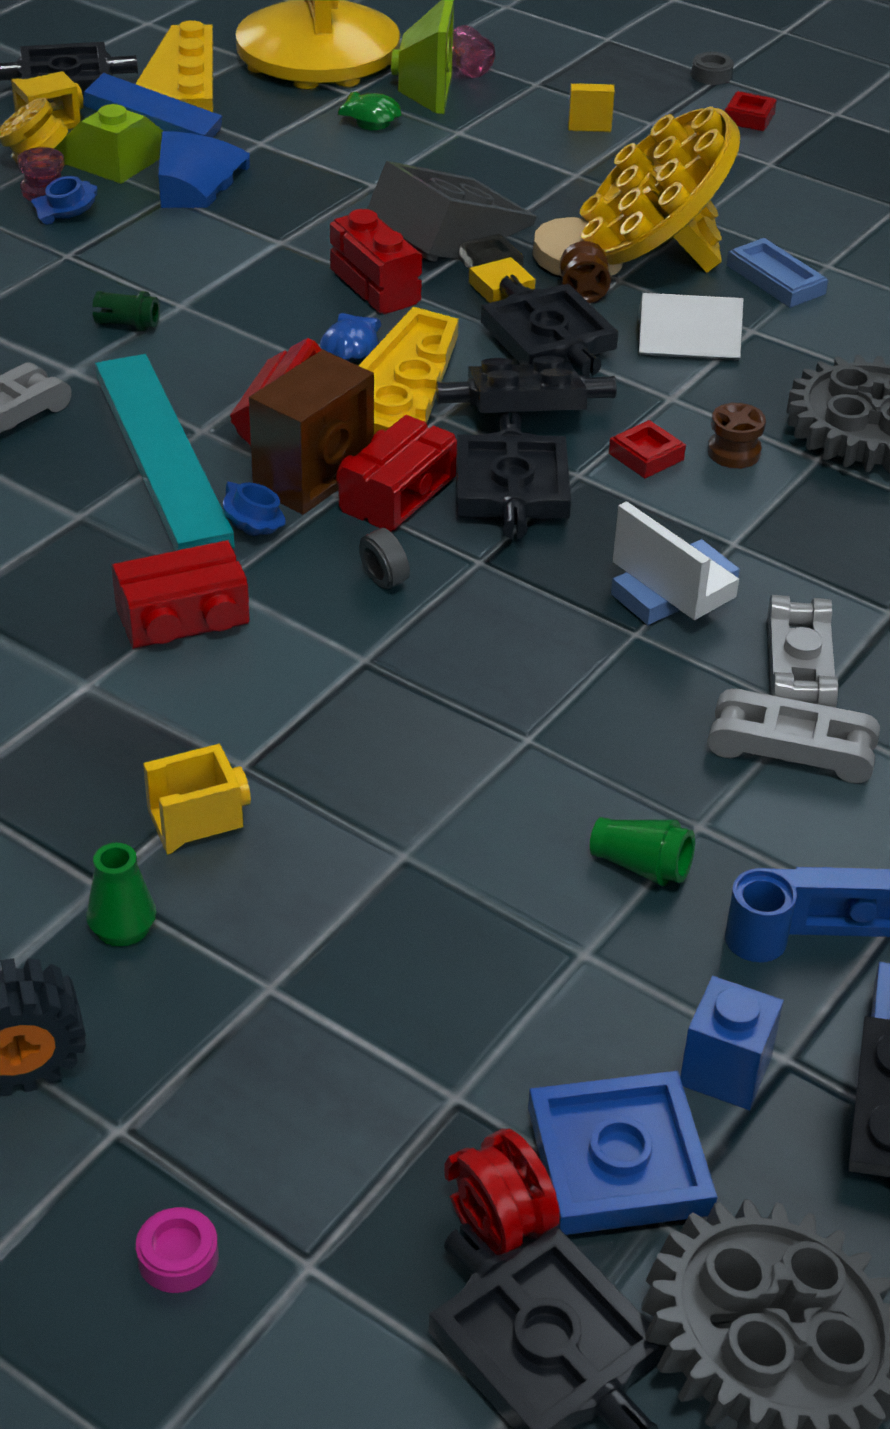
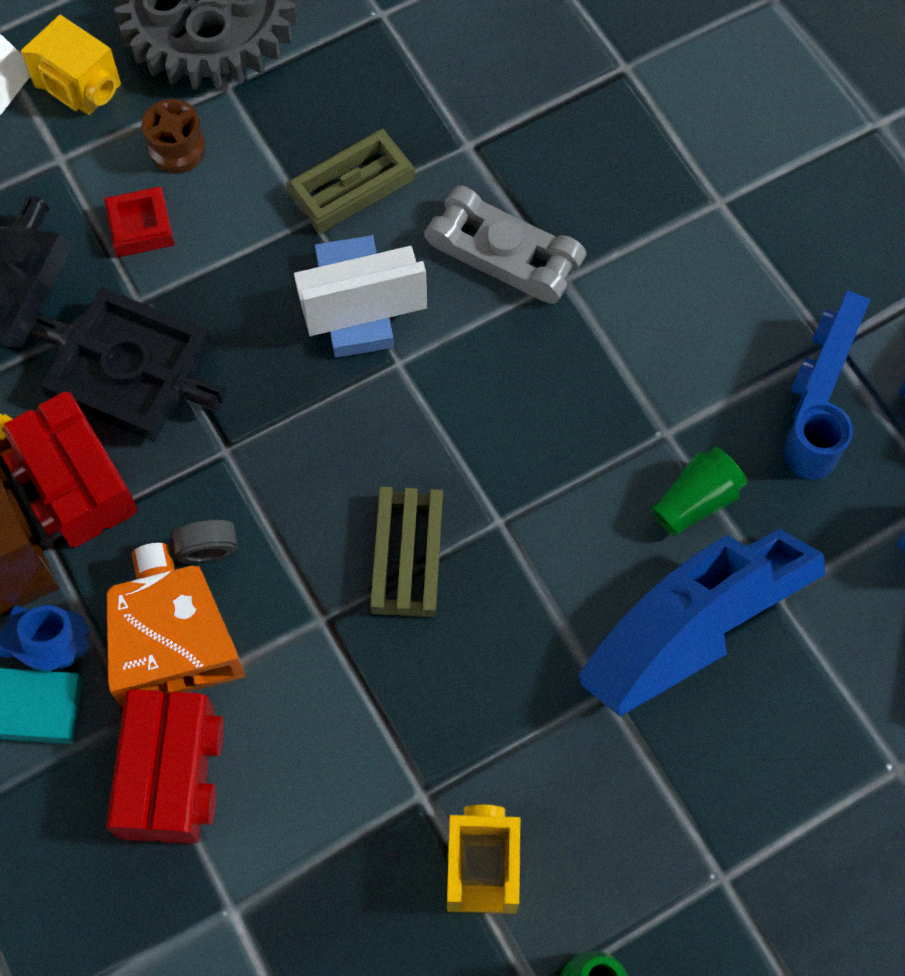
camera: 65 degrees left, 25 degrees up
(296, 562) = (166, 629): none -> orange torso
(456, 683) = (410, 502): none -> olive tile
(492, 854) = (686, 614): none -> blue slope
(750, 363) = (72, 66): none -> yellow window
(786, 548) = (357, 187): none -> olive tile
(795, 733) = (605, 304): light grey plate -> none

